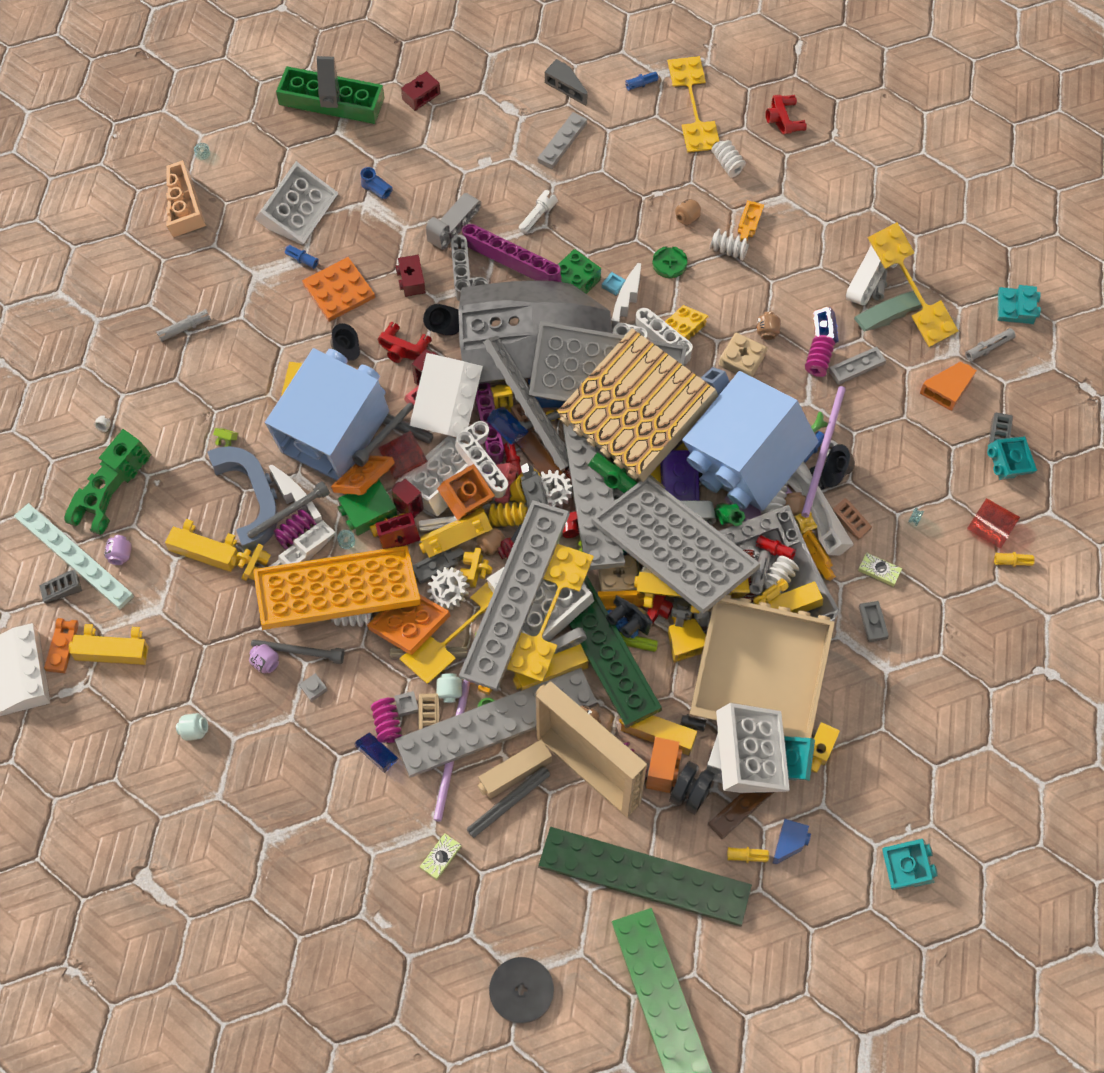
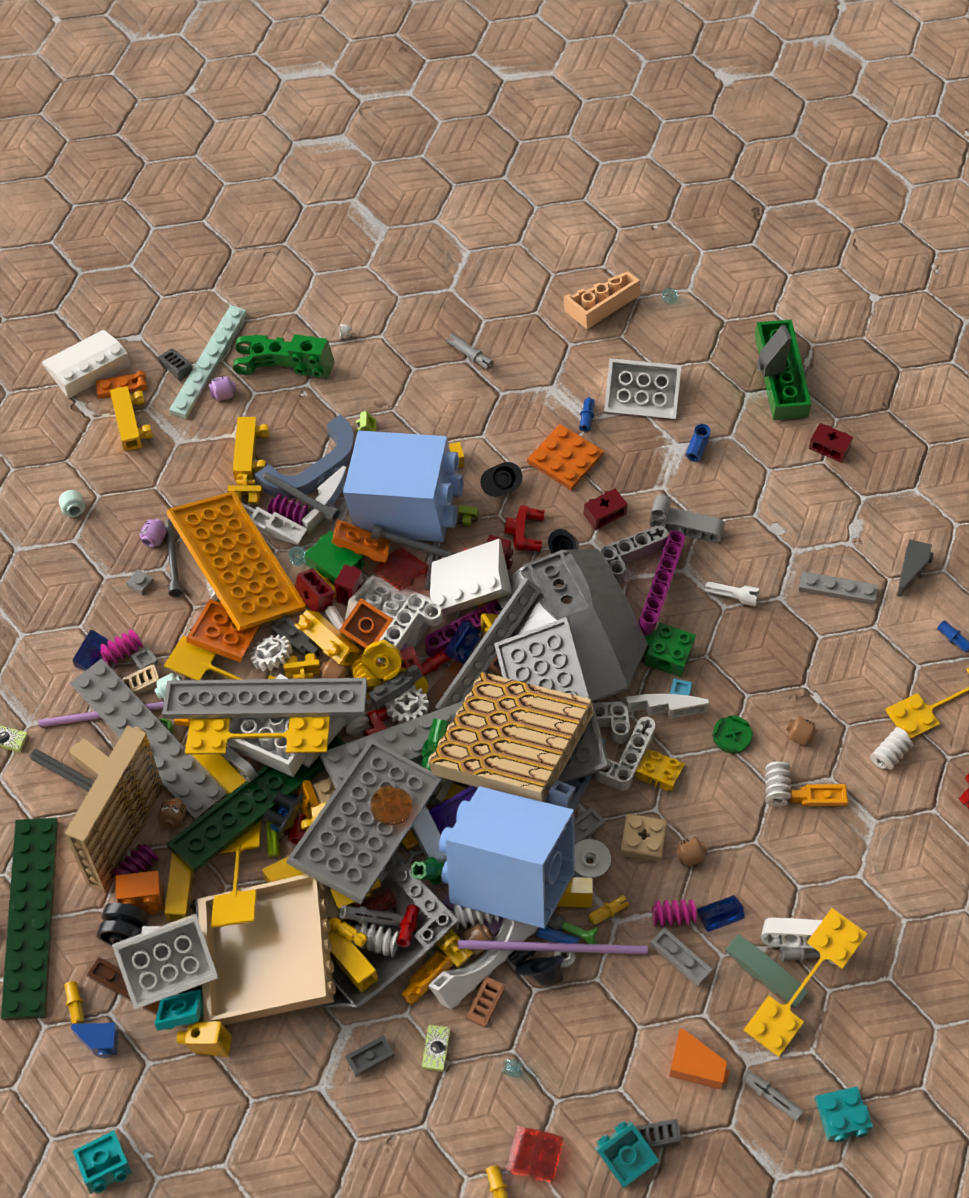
camera: 70 degrees right, 5 degrees down
(507, 495) = (379, 670): none -> yellow plate
(669, 518) = (391, 805): none -> clear orange tile
(719, 678) = (237, 905): none -> yellow hinge
(797, 394) = (608, 910): none -> yellow axle

